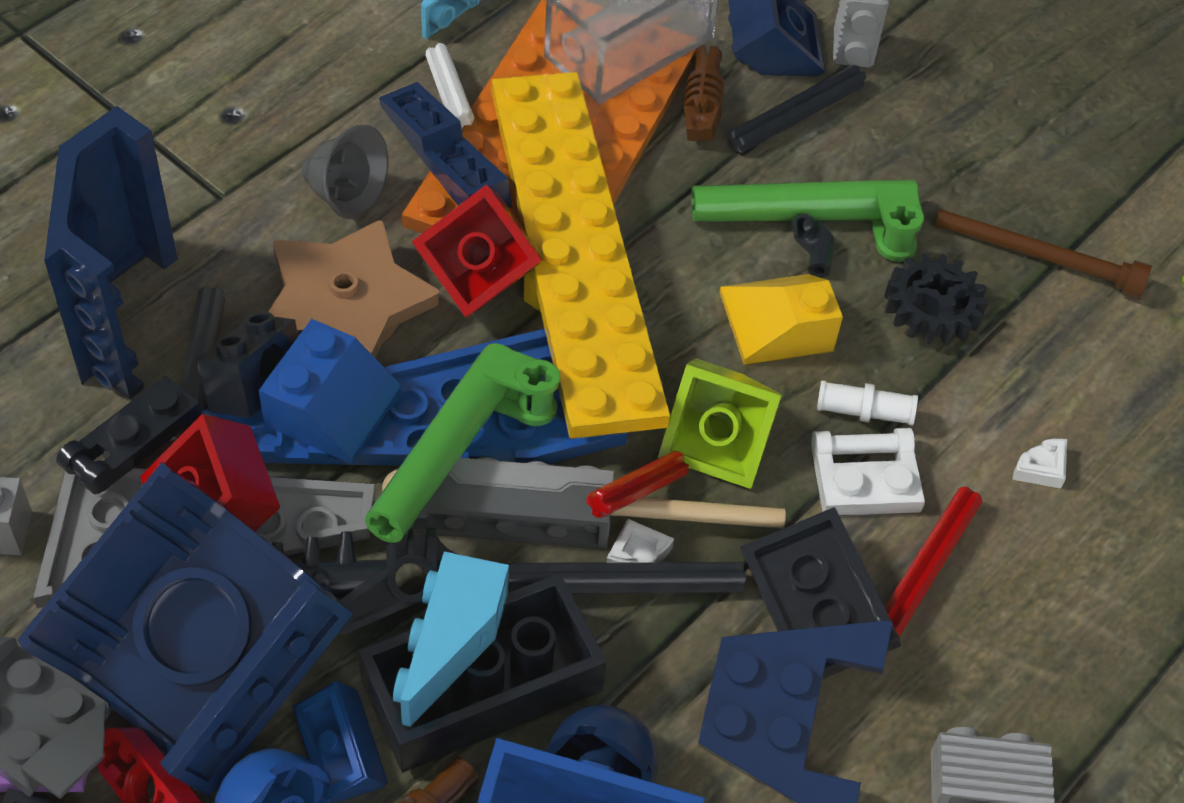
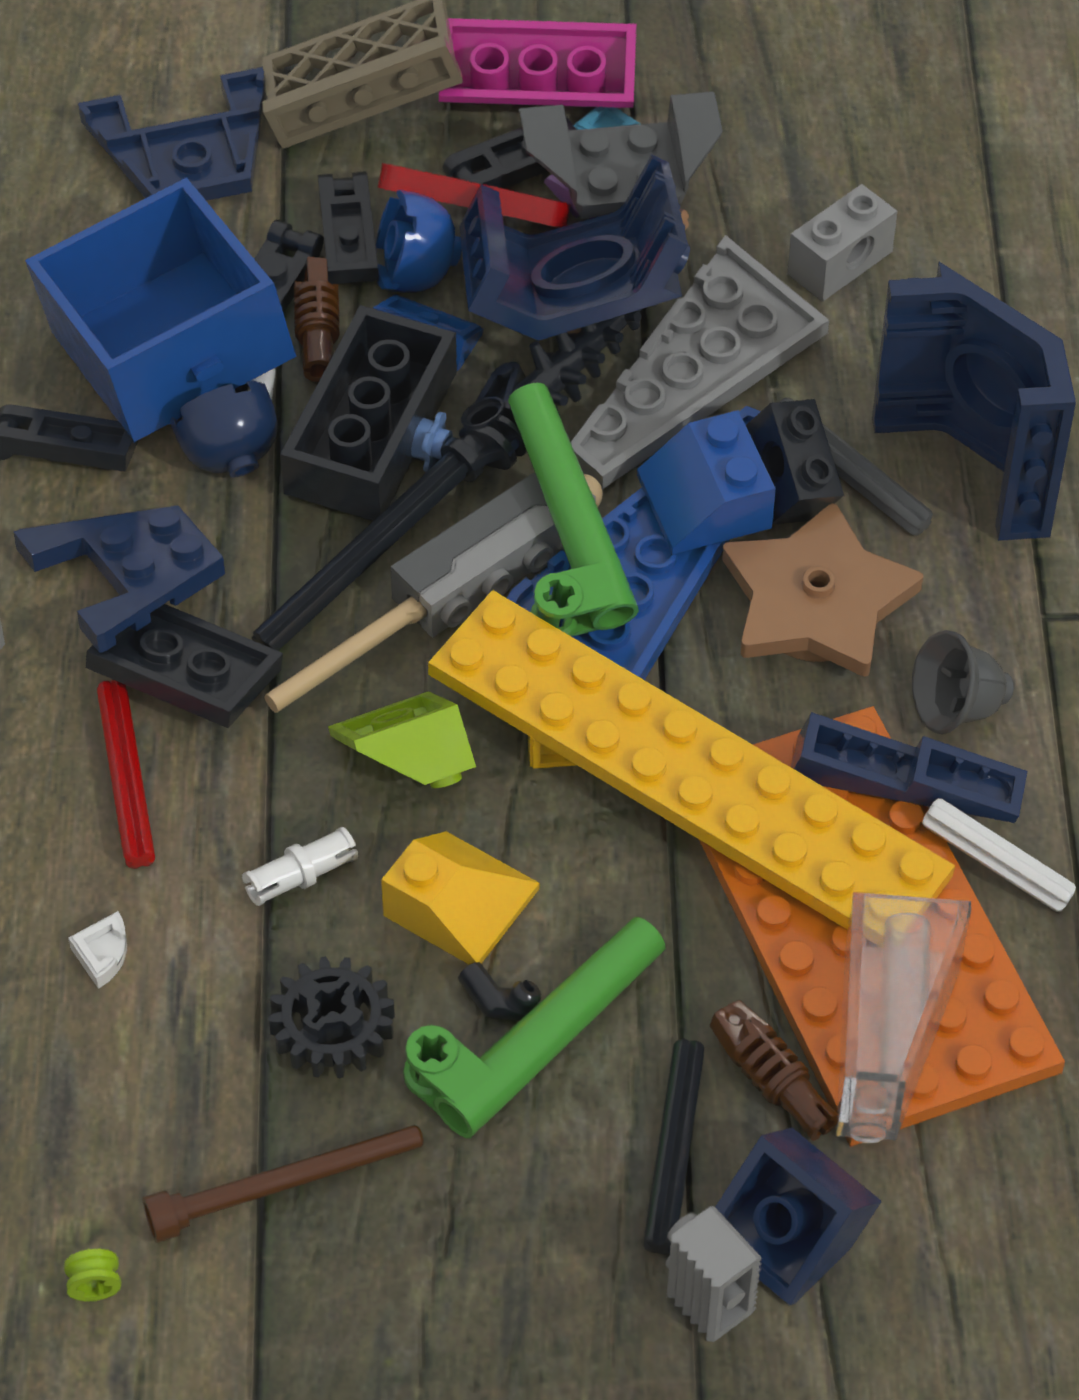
camera: 140 degrees right, 0 degrees up
(129, 435) = (811, 356): black plate -> none
(226, 465) = (693, 361): red slope -> none
(458, 626) = (406, 381): medium azure slope -> none
(478, 250) = (752, 690): red slope -> none
(637, 484) = (403, 616): red axle -> none
(640, 544) = (364, 606): white tile -> none
(868, 486) = (234, 803): white plate -> none

